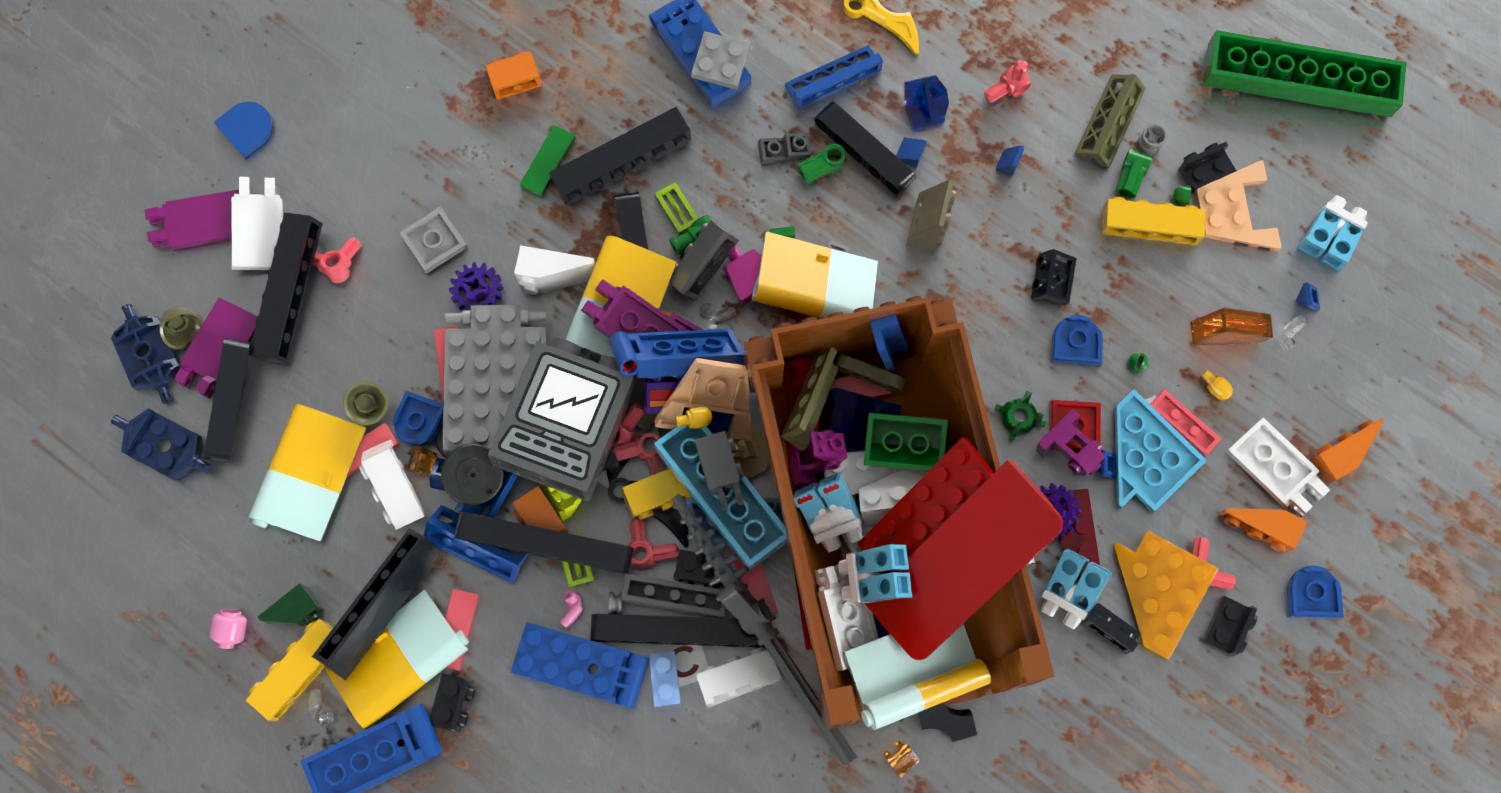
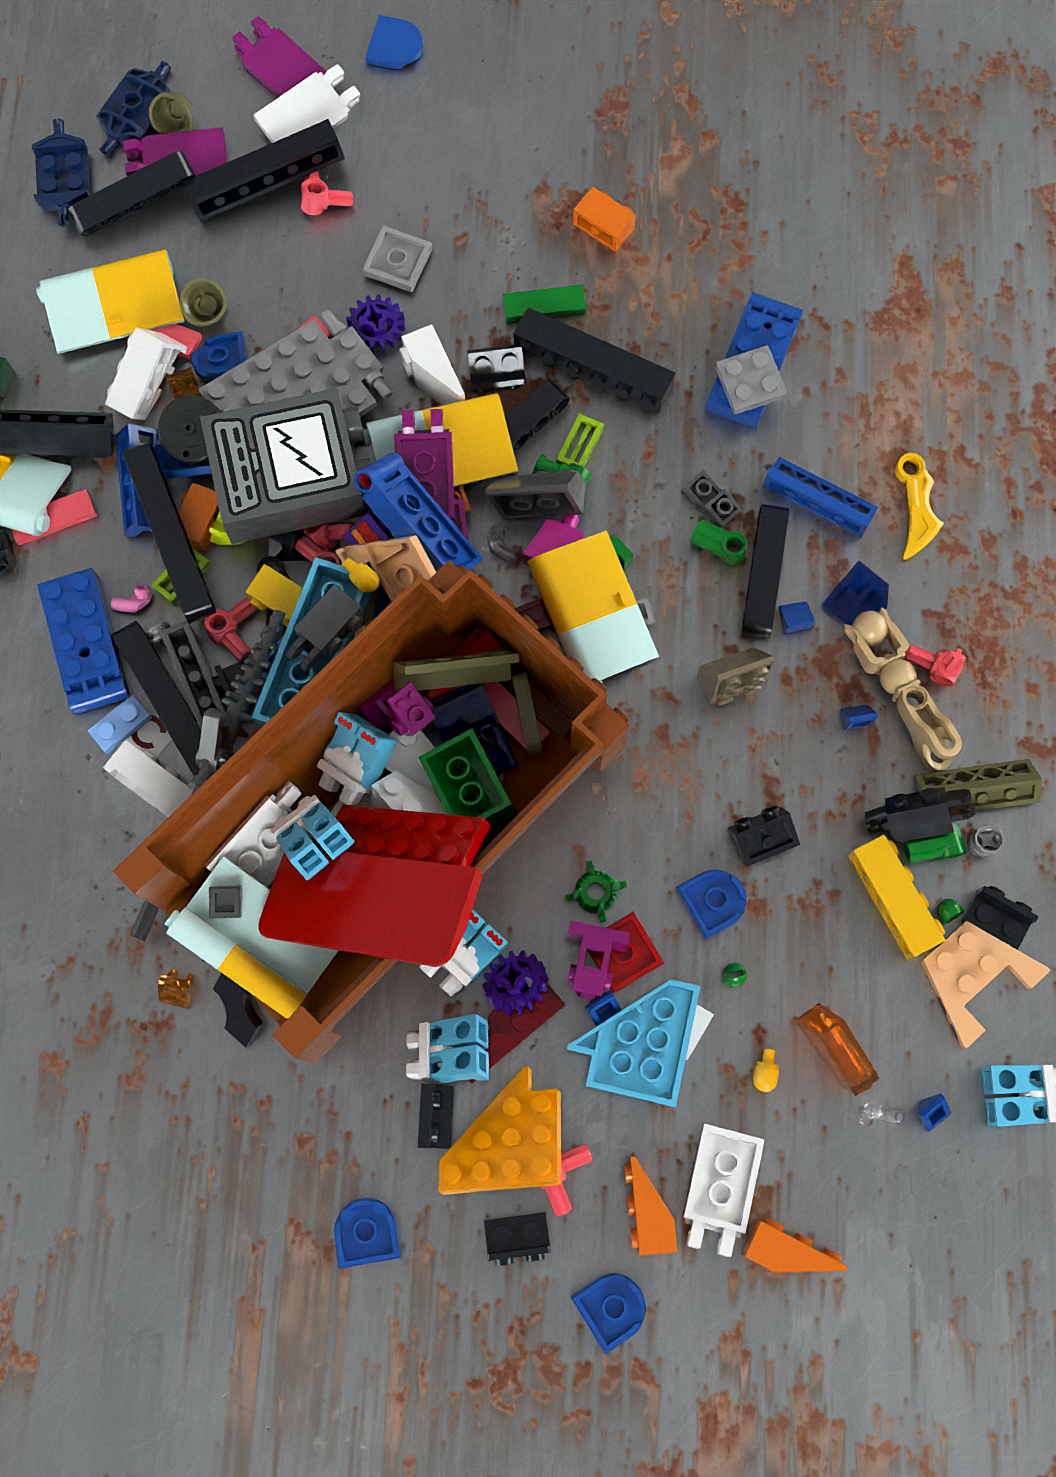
camera: 60 degrees right, 0 degrees up
(578, 226) = (496, 368): none -> black bracket
(878, 672) = (225, 901): none -> dark grey tile
(889, 340) = (553, 700): blue fence -> none
(1047, 118) = (898, 677): none -> tan piece
(1109, 165) = (920, 813): none -> black hinge
(1163, 731) = (366, 1234): none -> blue tile
(1185, 422) = (702, 1061): coral tile -> none

